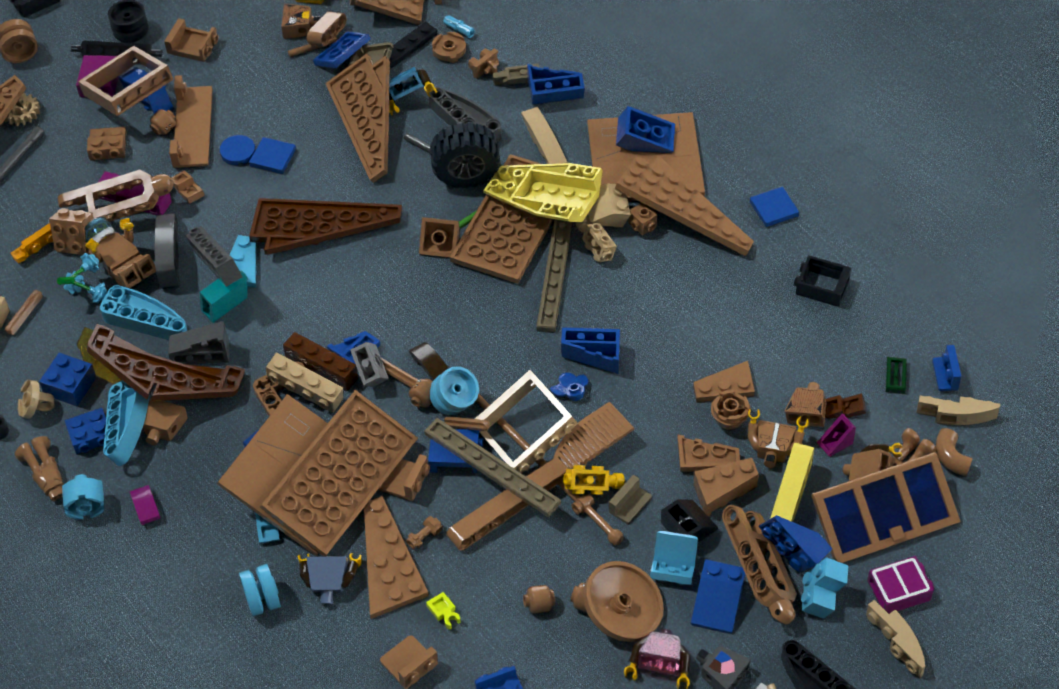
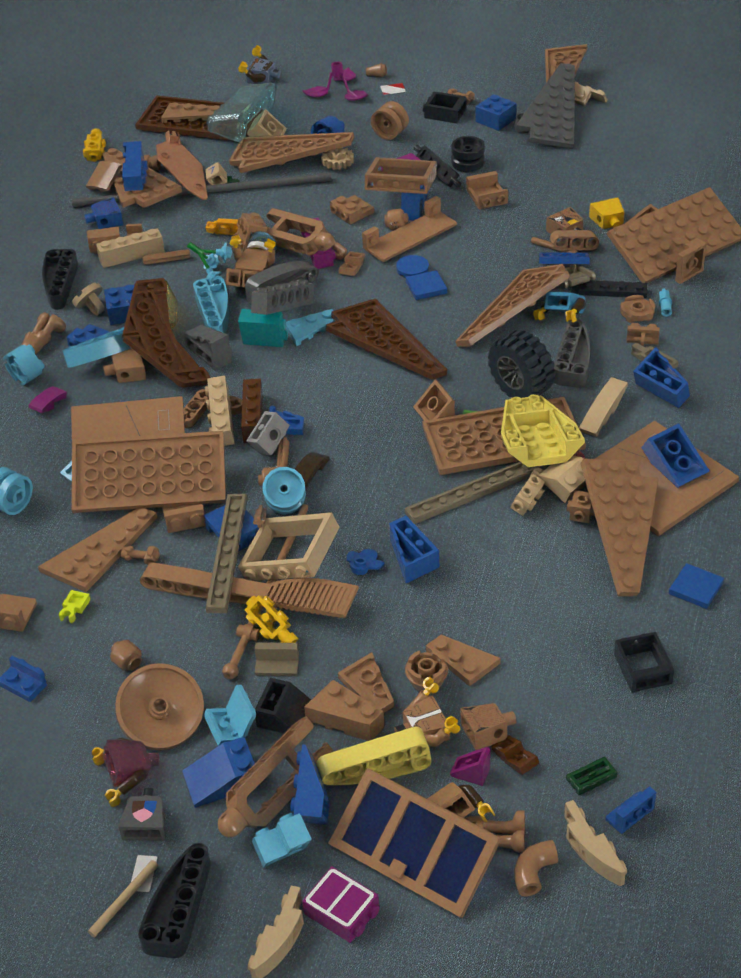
camera: 55 degrees right, 10 degrees down
(328, 574) = (55, 521): sand blue torso -> none

